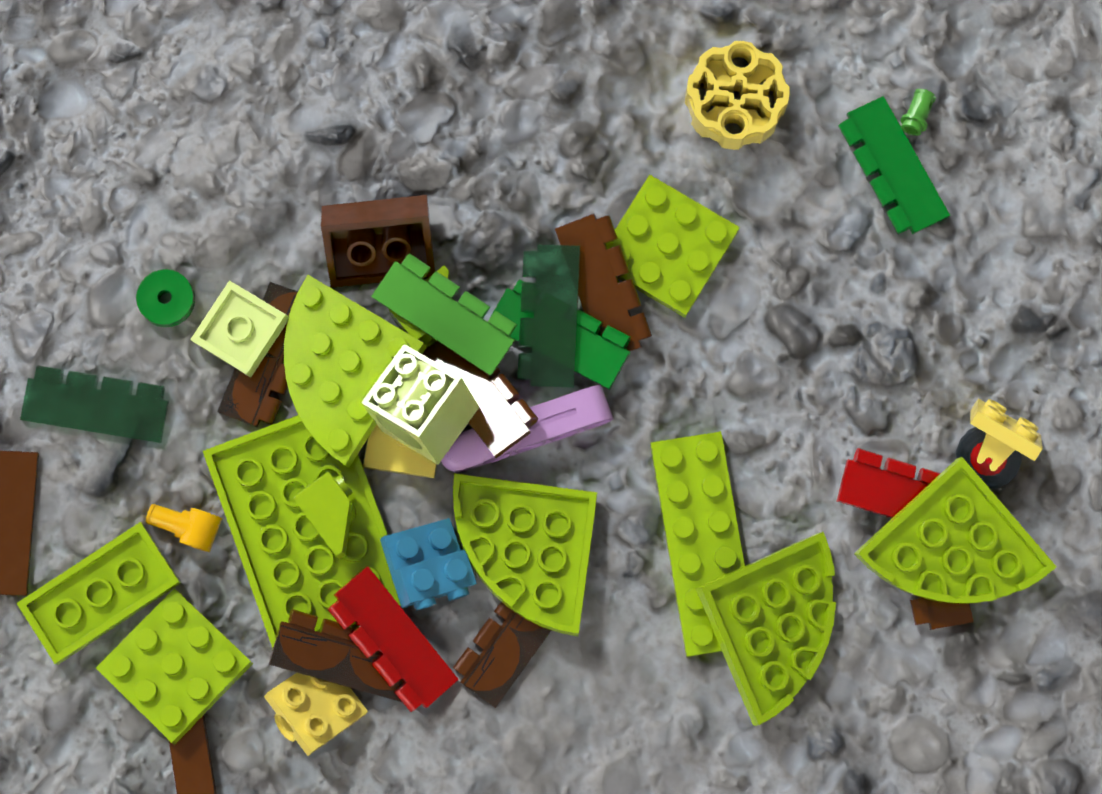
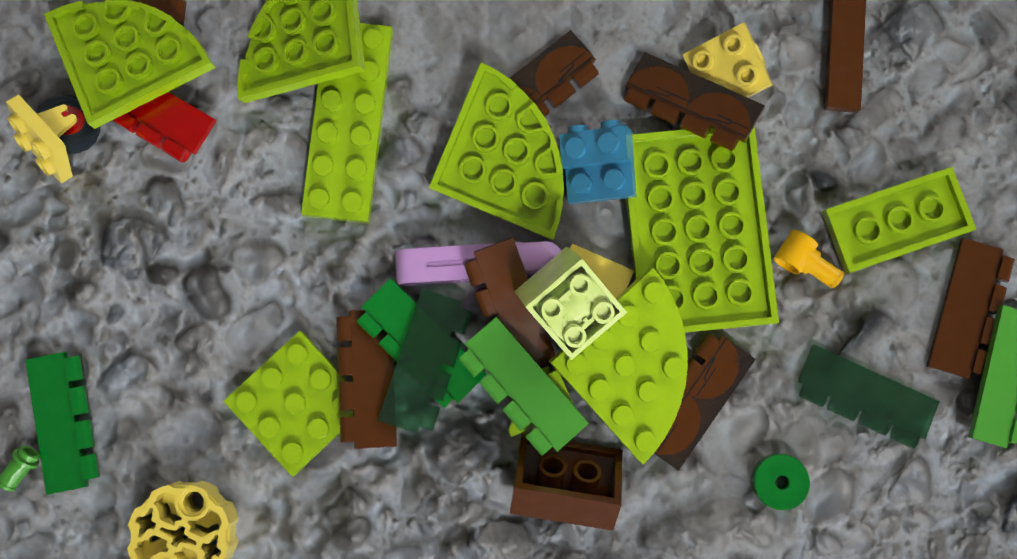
camera: 165 degrees left, 5 degrees up
(174, 666) = (845, 137): lime plate -> none
(240, 328) = (718, 430): yellowish green plate -> none
(328, 510) = (678, 230): lime slope -> none
(389, 630) = (648, 114): red windscreen -> none

